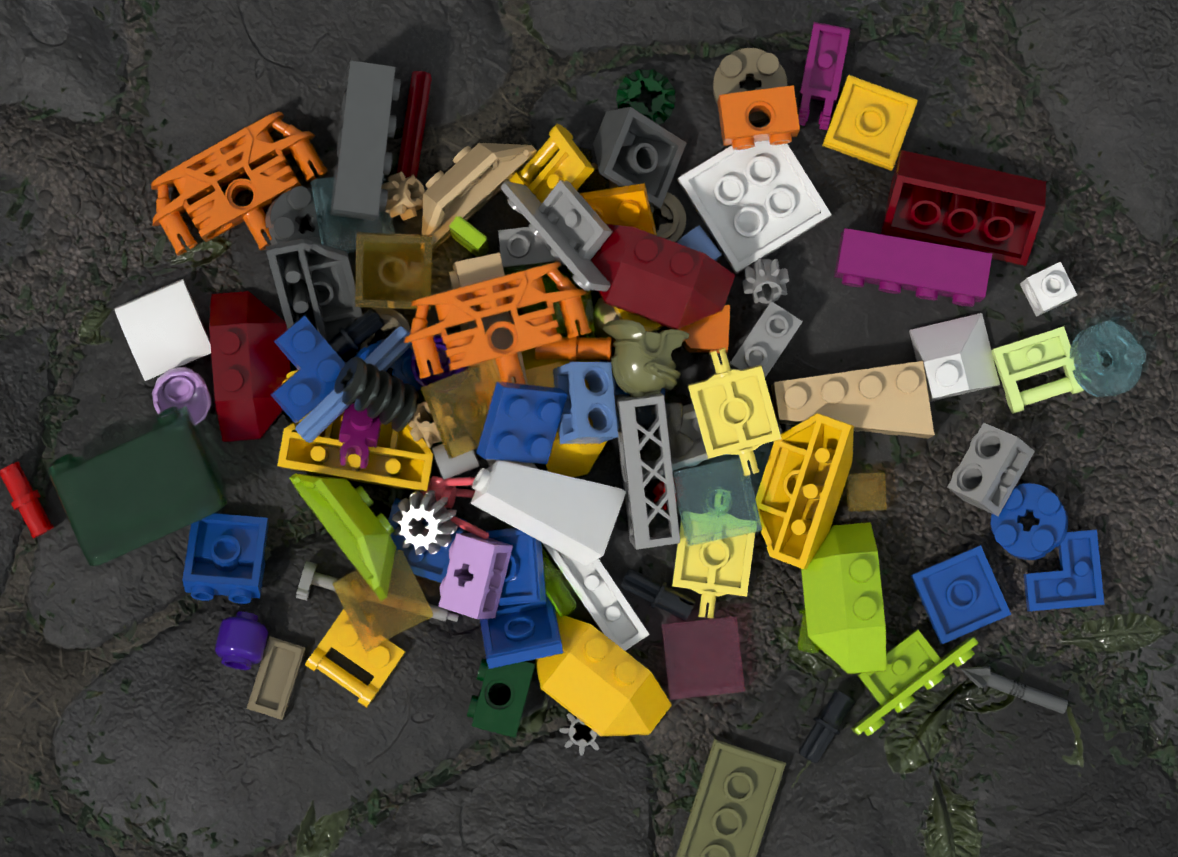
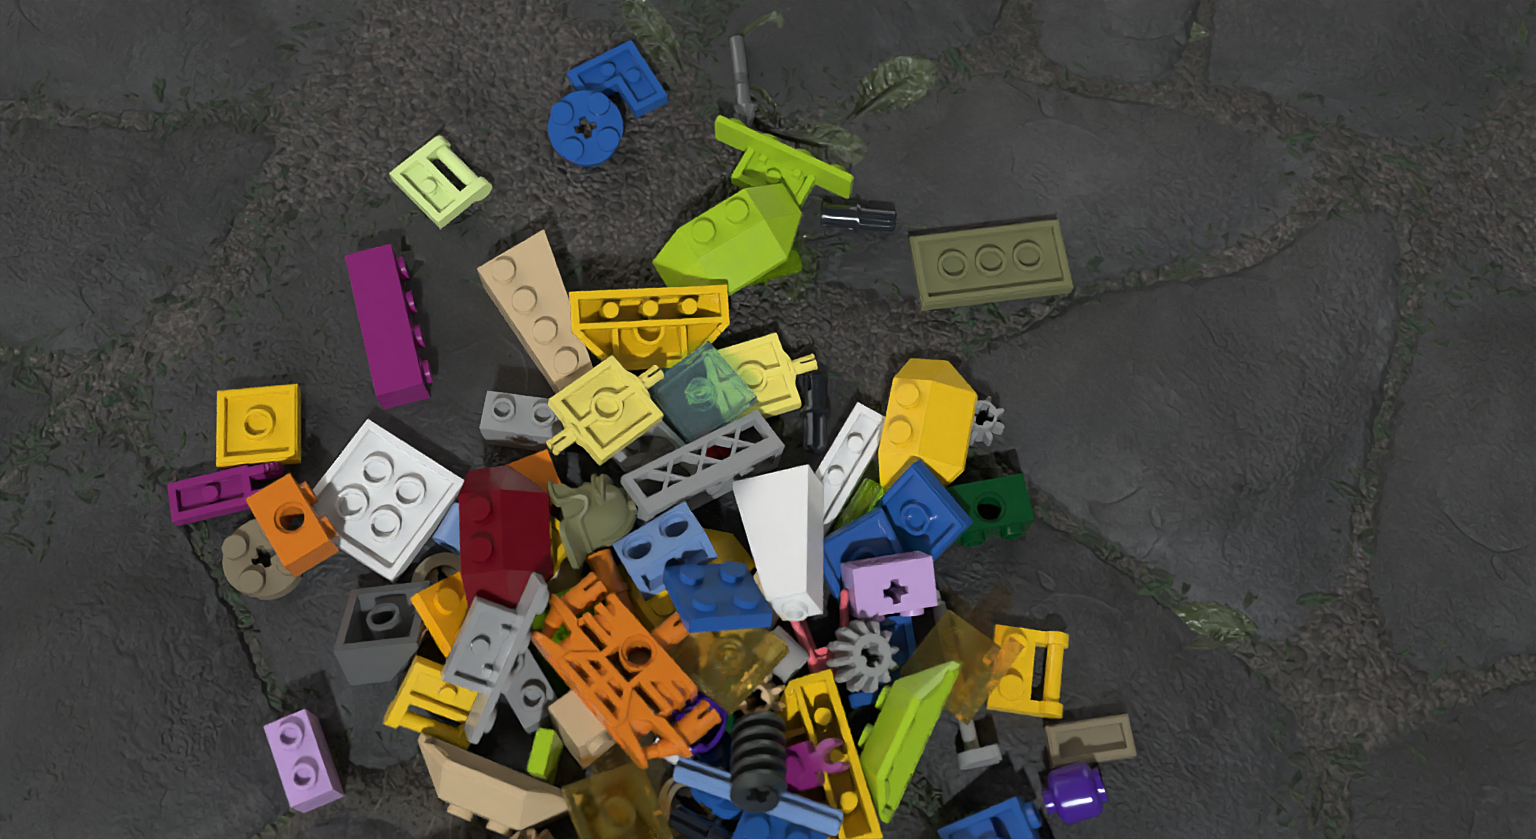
camera: 115 degrees left, 15 degrees down
(560, 52) = (304, 761): none -> lavender brick
(655, 83) = (314, 674): dark green gear -> none
(703, 658) = (853, 348): clear pink plate -> none
(765, 281) = (461, 449): light grey gear -> none
(866, 492) = (625, 273): clear yellow plate -> none
(955, 356) = (456, 252): white slope -> none
(960, 595) = (681, 158): blue plate -> none
(964, 207) = (309, 305): dark red slope -> none
(994, 470) = (552, 166): light grey brick -> none
(1048, 289) = (359, 199): white brick -> none
(1125, 354) = (405, 126): clear light blue plate -> none

